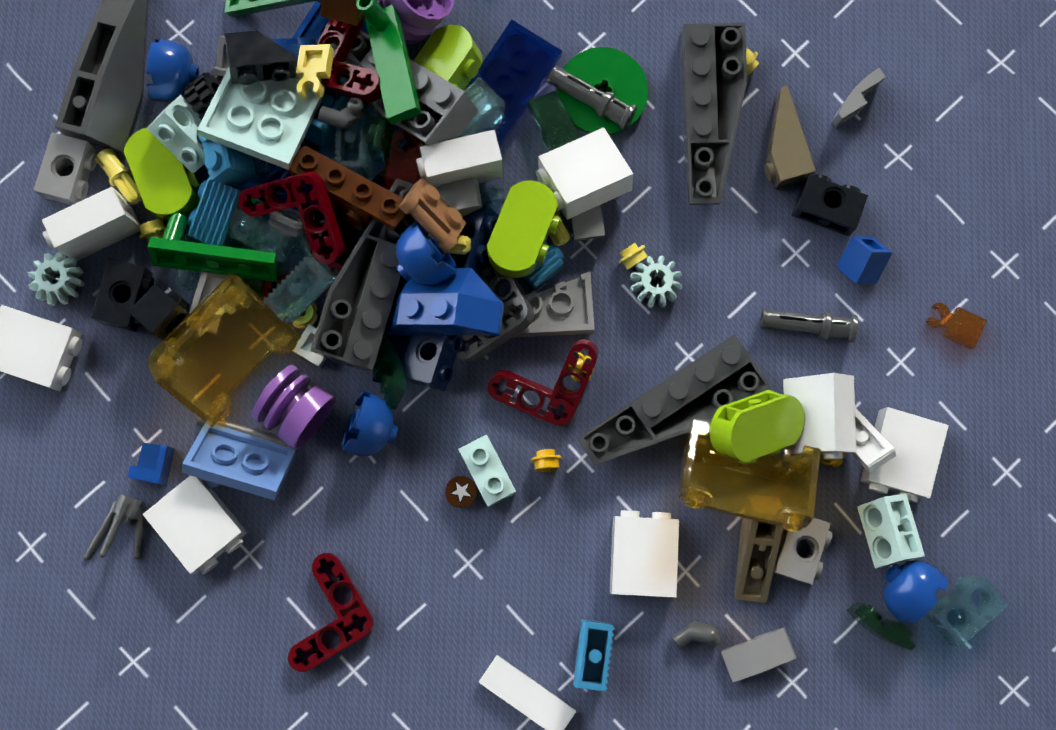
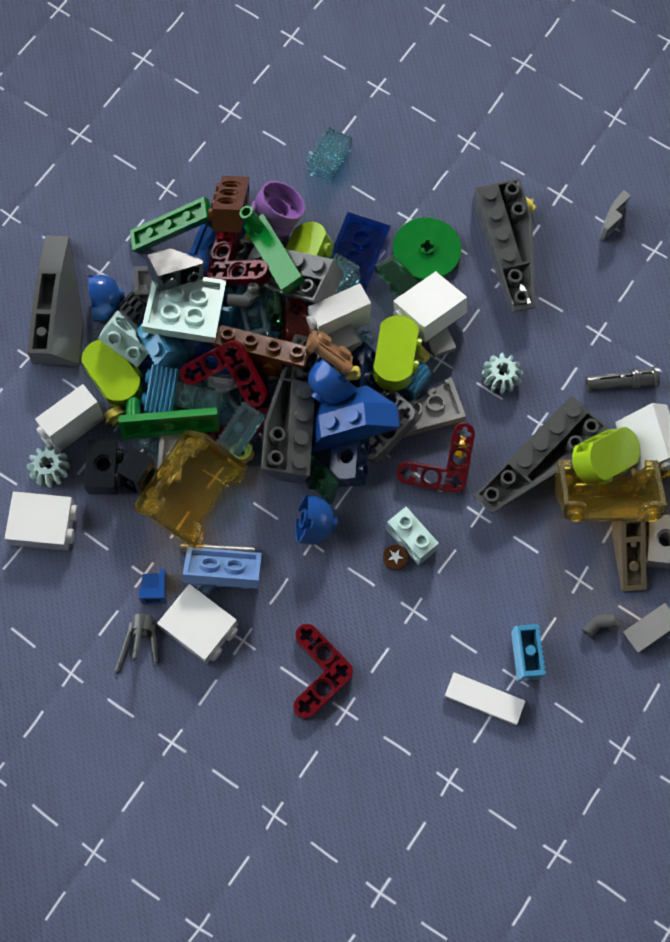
camera: 10 degrees left, 10 degrees down
(61, 153) = (33, 373): light grey brick -> none
(119, 175) = (77, 379): light yellow axle -> none
(289, 403) = (249, 516): medium lavender wheel -> none
(304, 346) = (255, 476): white plate -> none
(312, 66) = (215, 268): light yellow plate -> none
(546, 461) = (454, 520): yellow plate -> none
(603, 103) = (430, 255): dark grey pin -> none
(632, 255) = (479, 358): light yellow plate -> none
(644, 554) = (546, 572): white brick -> none
(787, 152) = (574, 263): dark tan slope -> none
(812, 208) = (604, 299): black brick -> none
(864, 259) = (650, 326): blue panel -> none

